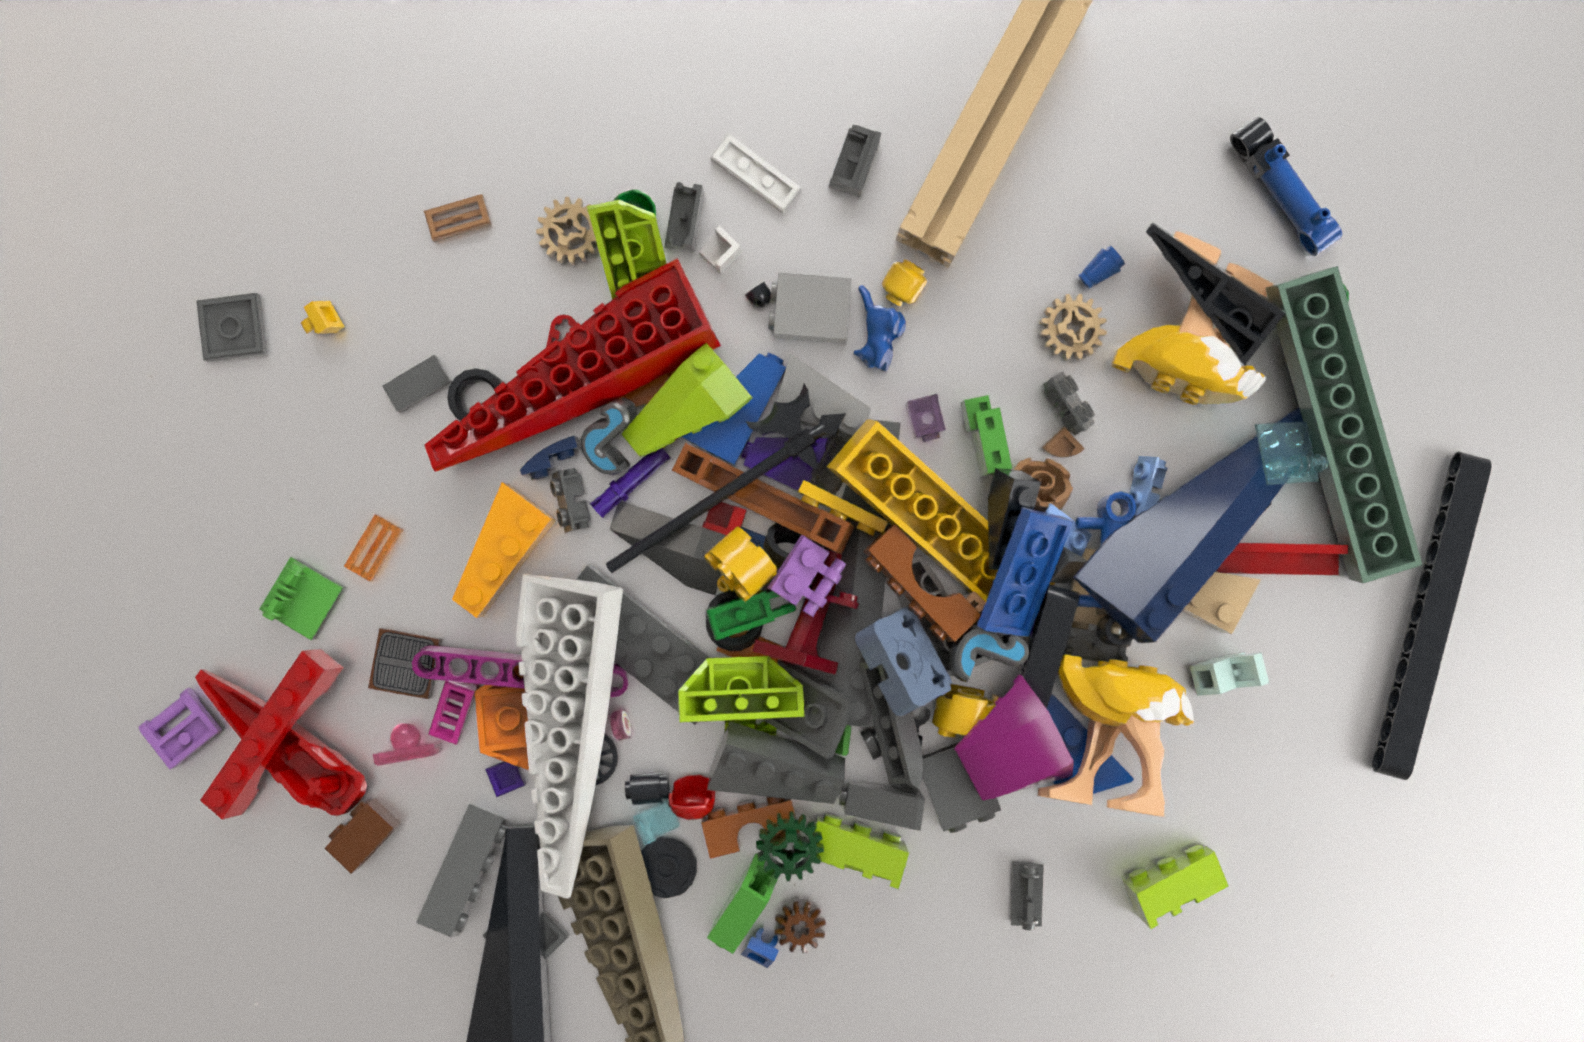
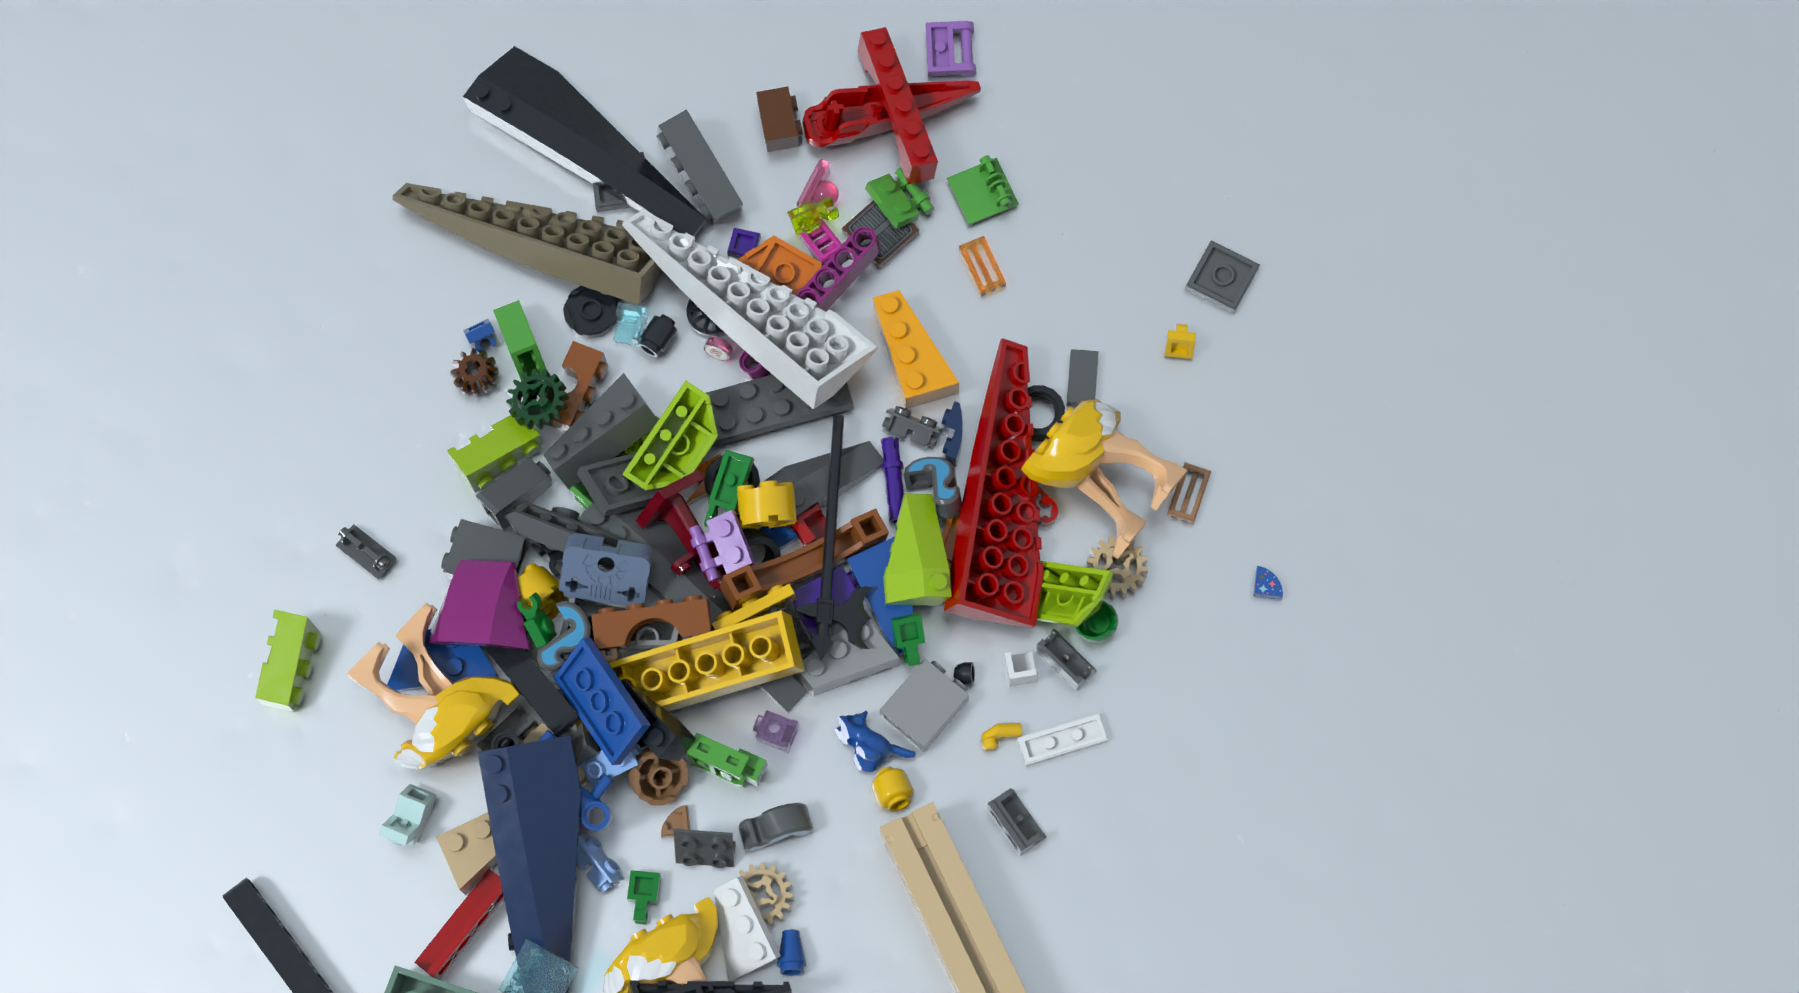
camera: 130 degrees right, 15 degrees down
(369, 668) = (894, 203): none -> bright green plate
(437, 735) = (808, 215): none -> clear neon green plate
(486, 328) = (1075, 456): none -> animal
(493, 95) = (1267, 584): none -> blue tile
(691, 798) = (626, 358): red hair -> none
(766, 359) = (907, 635): none -> green plate
(788, 230) = (998, 731): none -> yellow arm
(992, 685) = (538, 624): none -> green plate
(1009, 356) = (775, 825): none -> dark grey animal
(1116, 317) = (743, 931): none -> white wing
(1141, 429) = (643, 890): none -> green plate

